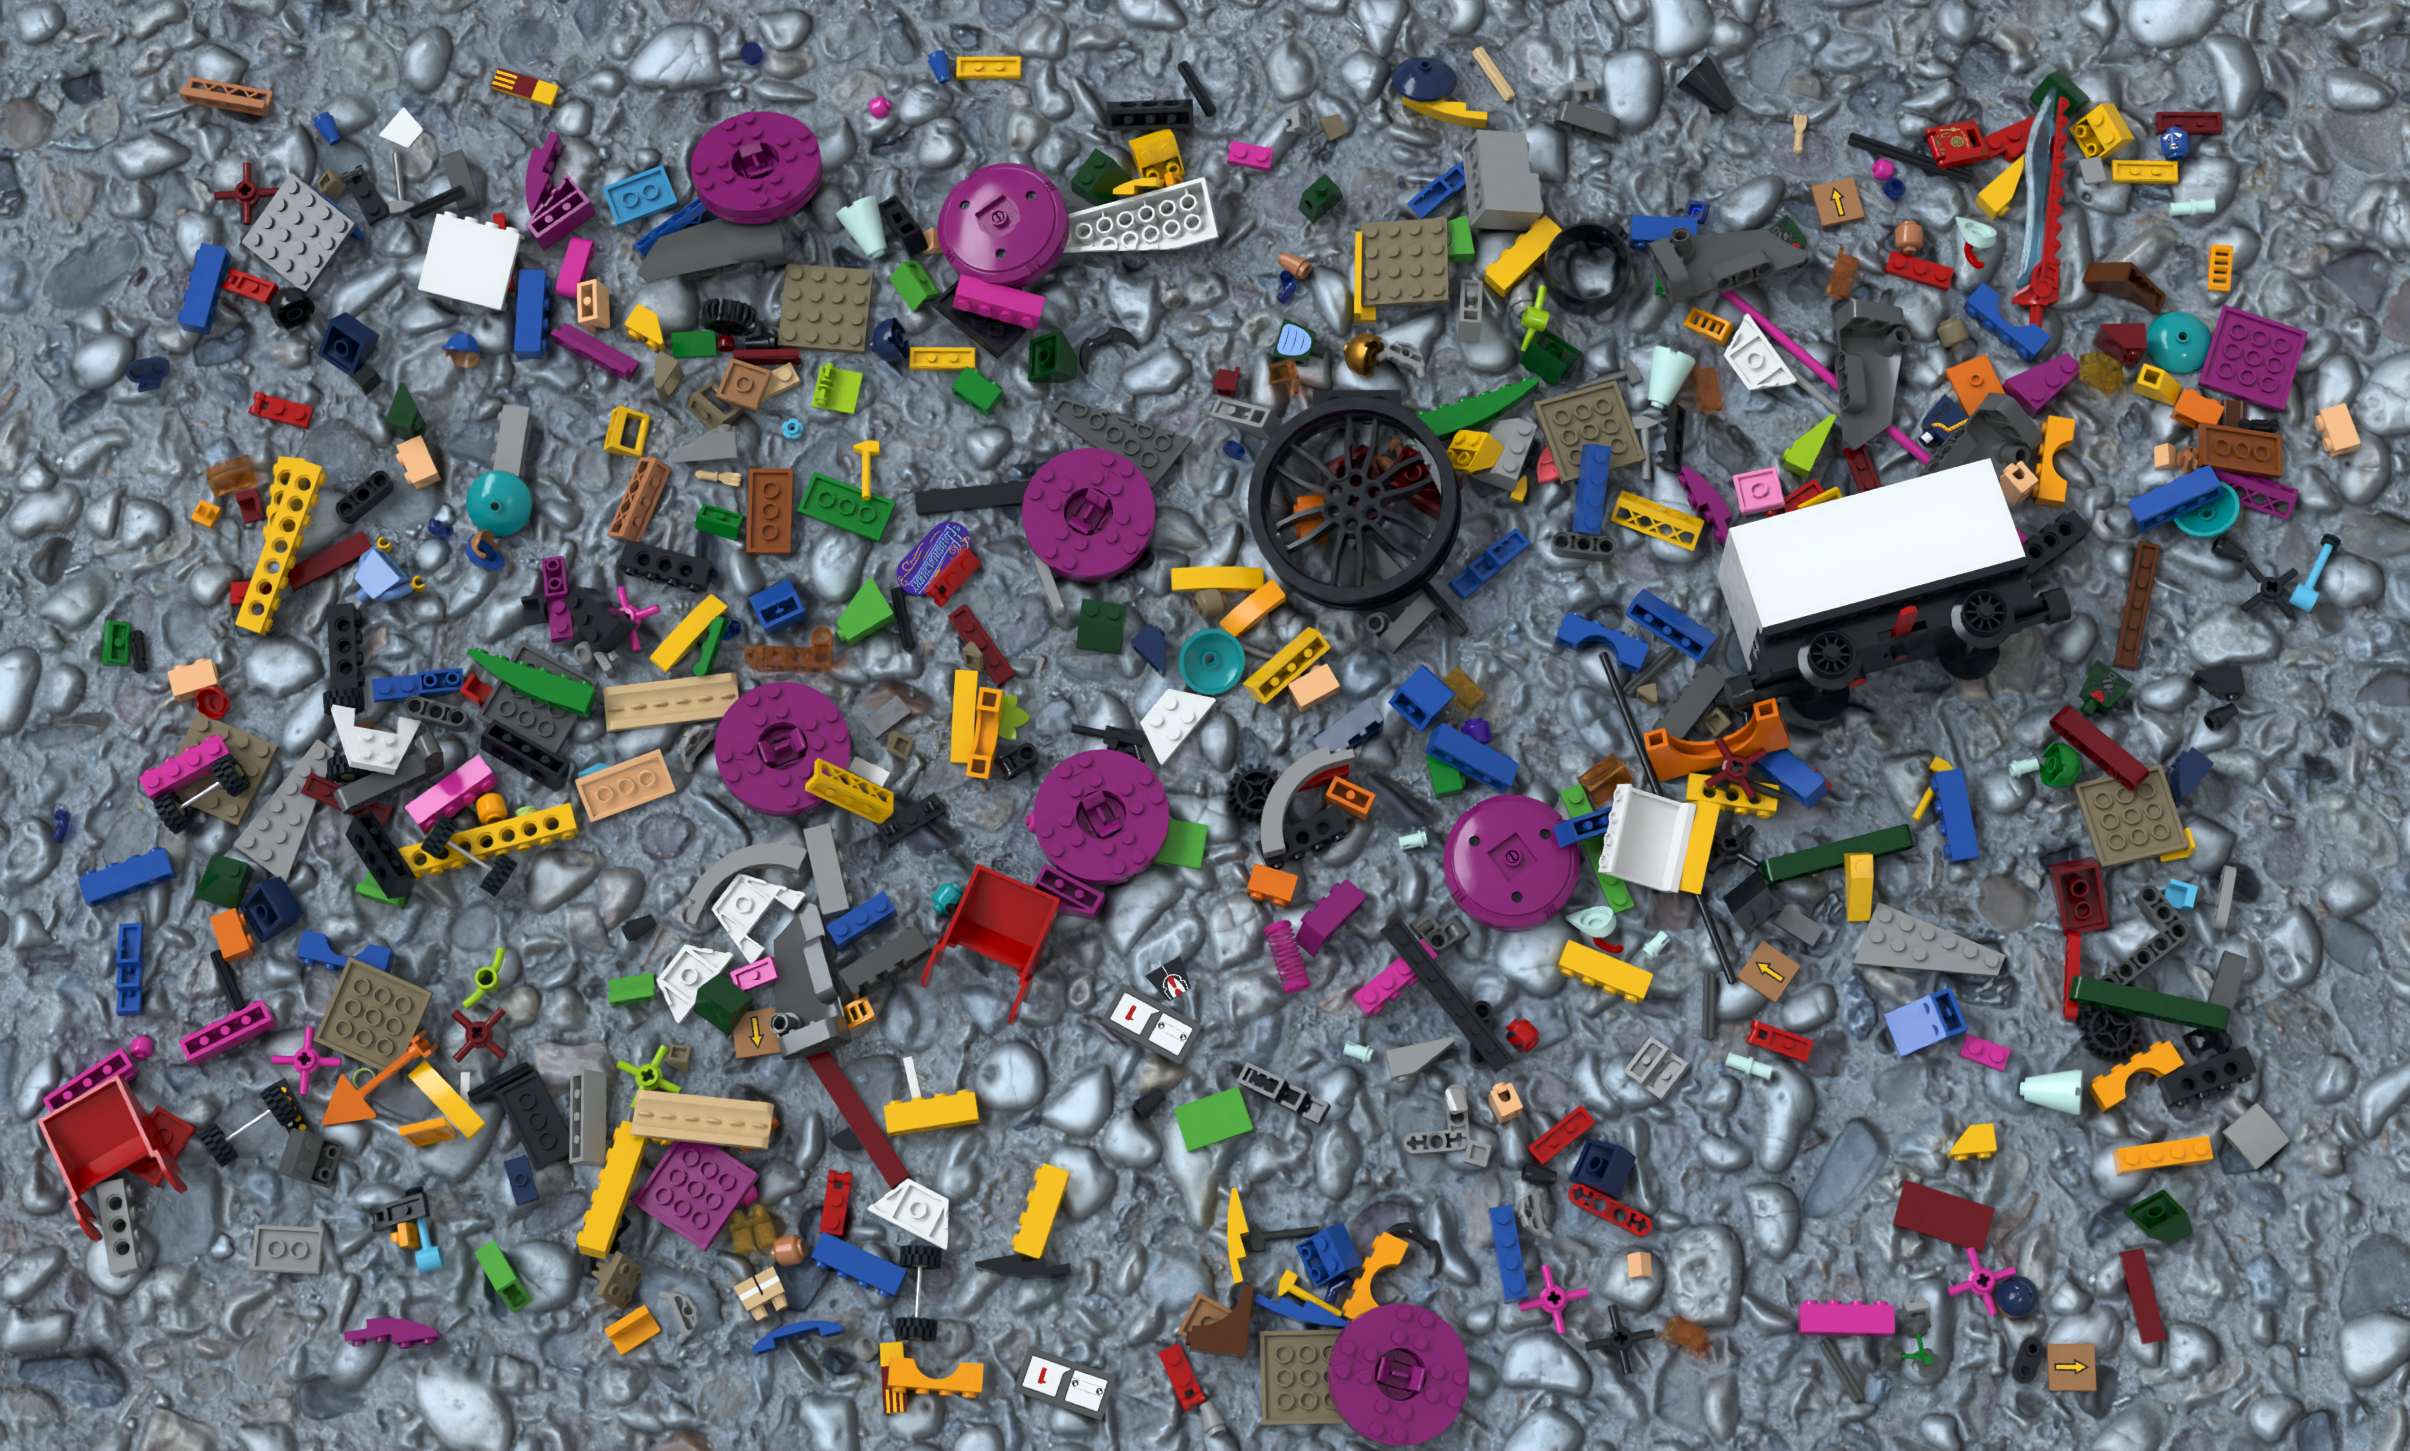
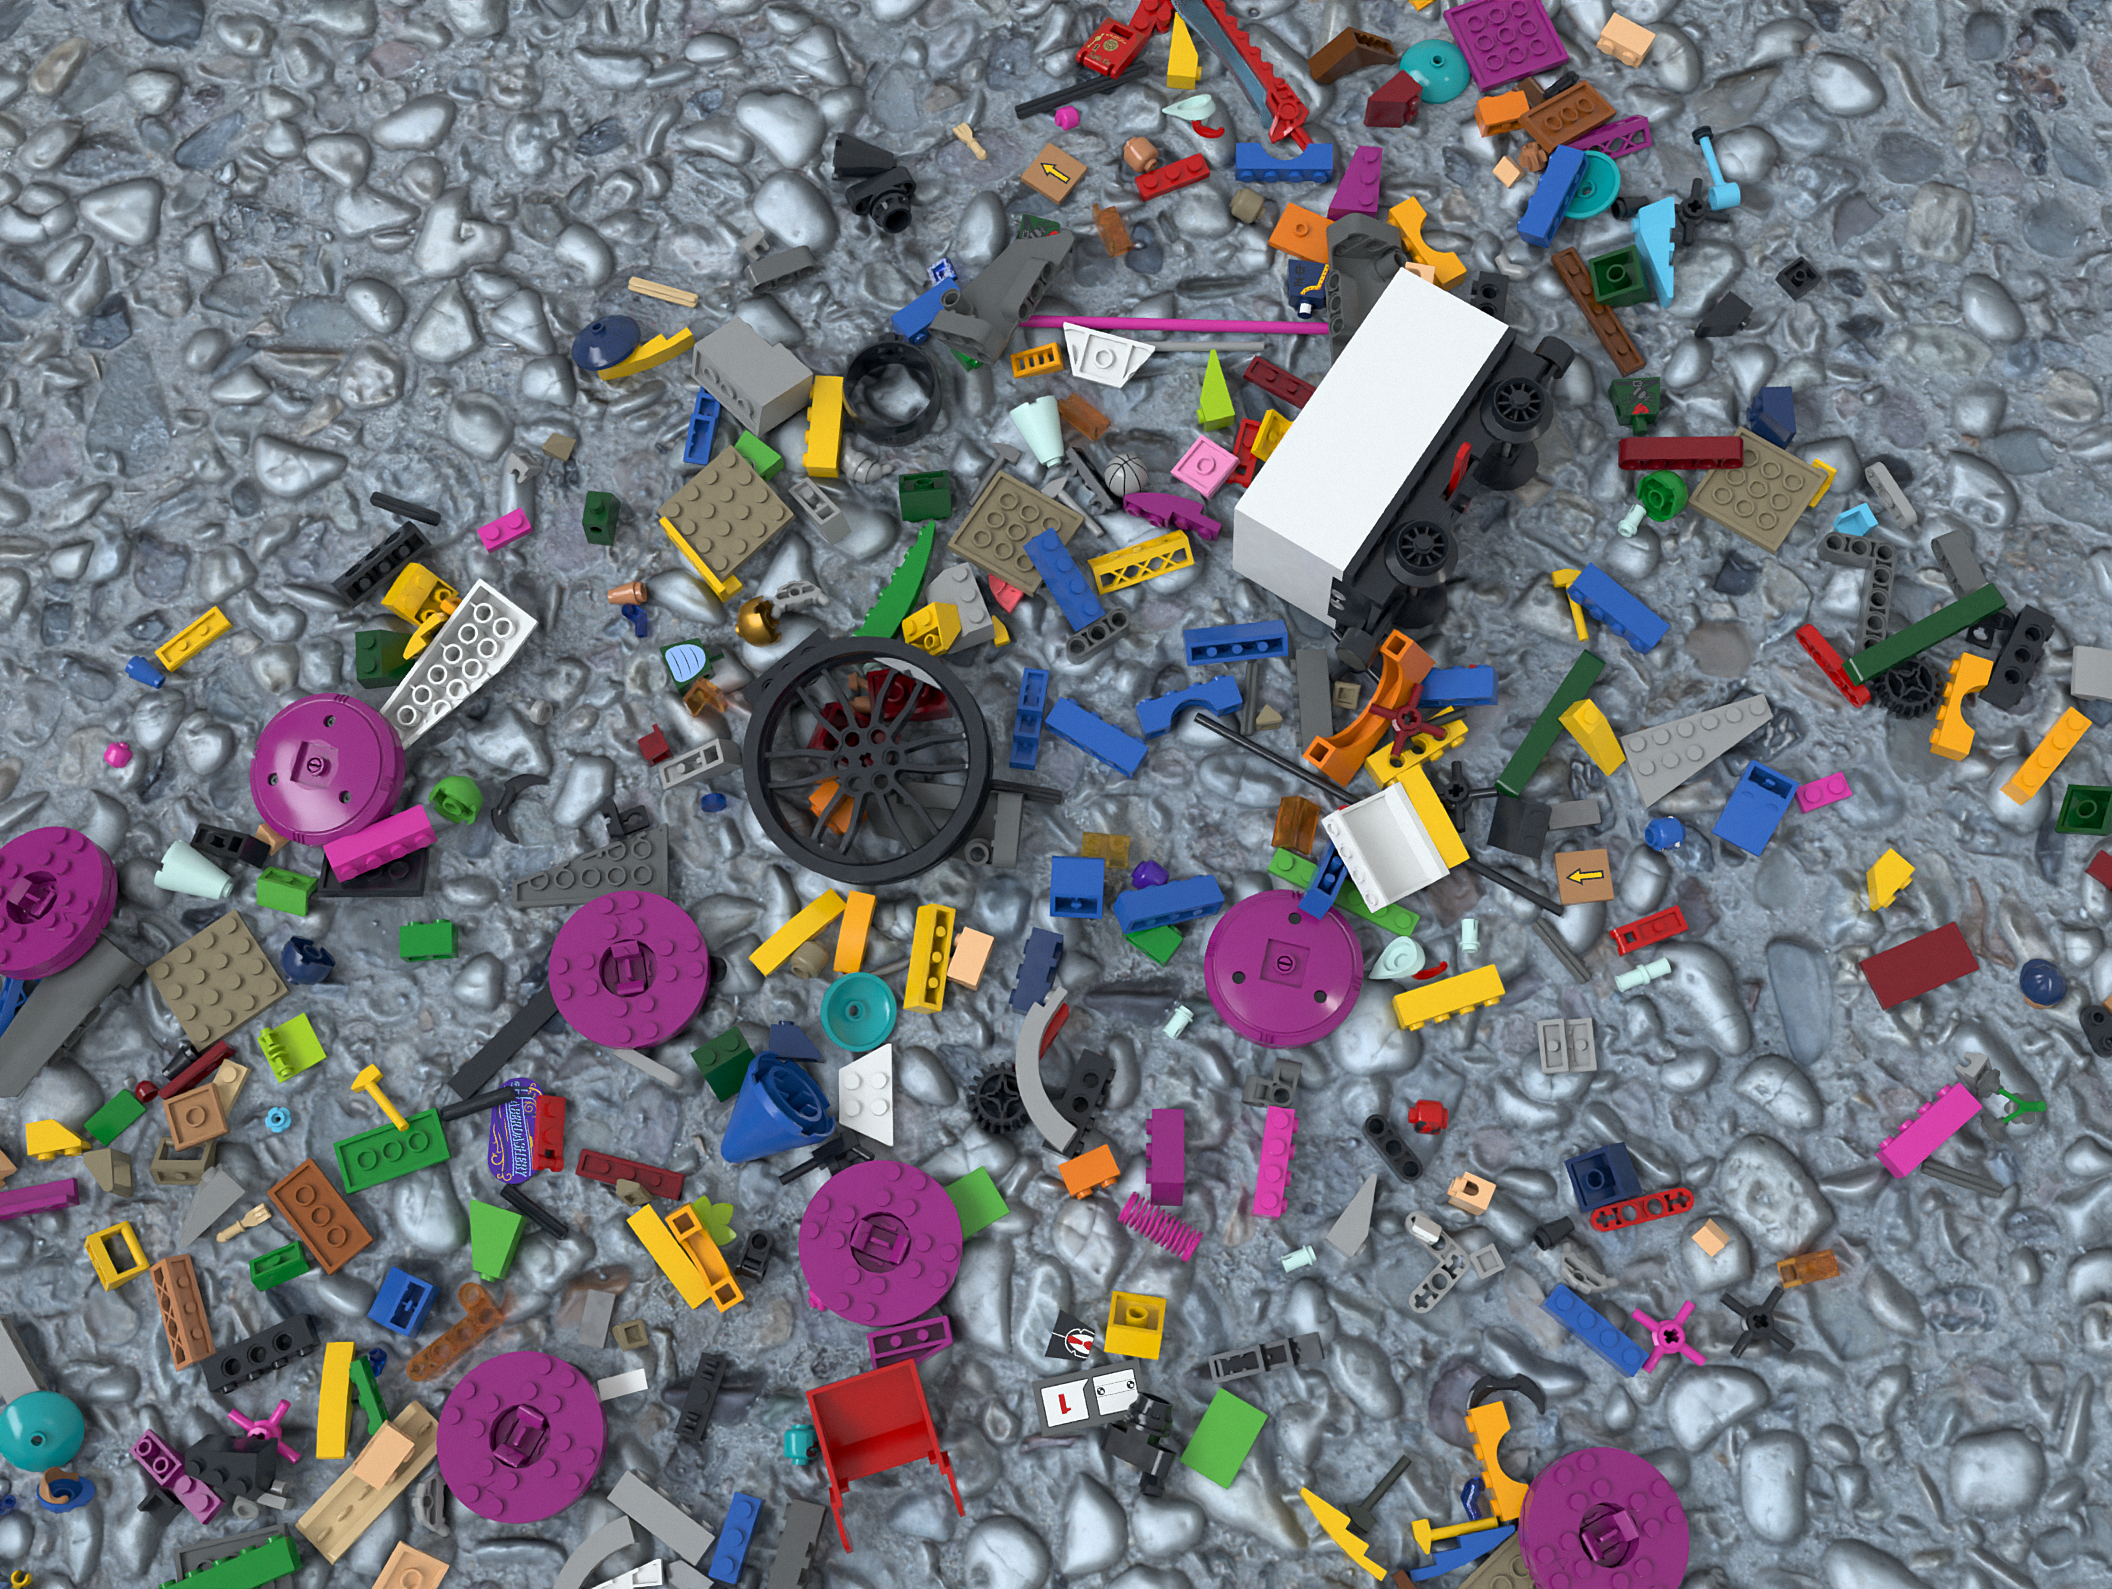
camera: 40 degrees left, 0 degrees up
(691, 689) = (383, 1455): none -> light nougat brick
(728, 317) = (127, 1065): black gear -> none
(850, 796) = (629, 1426): yellow fence -> none
(923, 521) = (478, 1103): none -> black axle
(942, 358) = (369, 938): yellow tile -> none
(1051, 359) = (474, 855): dark green slope -> none
(1071, 312) = (457, 799): none -> bright green cylinder
(1105, 679) = (775, 1111): none -> blue cone
(1158, 414) = (616, 827): none -> black bracket
(1160, 1072) = (1140, 1441): none -> black beam
(1217, 1003) = (1135, 1325): none -> yellow slope
(1329, 1255) = (1439, 1474): blue slope -> none
(1350, 798) = (1091, 1031): orange brick -> none
(1446, 995) = (1336, 1139): black tile -> none
(1522, 612) = (1096, 737): none -> blue brick
(1534, 317) = (883, 472): lime piece -> none
(1561, 1135) = (1541, 1179): red plate -> none
(1697, 452) = (1126, 475): none -> light grey piece
(1701, 127) = (884, 199): none -> black beam
(1849, 989) = (1665, 834): none -> blue head
(1867, 367) = (1203, 288): dark grey panel -> none
(1894, 188) = (1091, 125): clear blue tile -> none
(1988, 1287) = (1996, 997): dark pink bar -> none
(2055, 1090) = (1913, 774): light aqua cone -> none
(2079, 895) = (1775, 590): dark red slope -> none
(2101, 372) = (1399, 140): clear yellow brick -> none
(2157, 385) = (1450, 117): yellow slope -> none
(2171, 594) = (1620, 277): none -> dark green slope
(2219, 717) = (1749, 350): black cone -> none
(2223, 585) = (1652, 237): none -> medium azure wedge
(2303, 698) = (1798, 278): none -> black piece

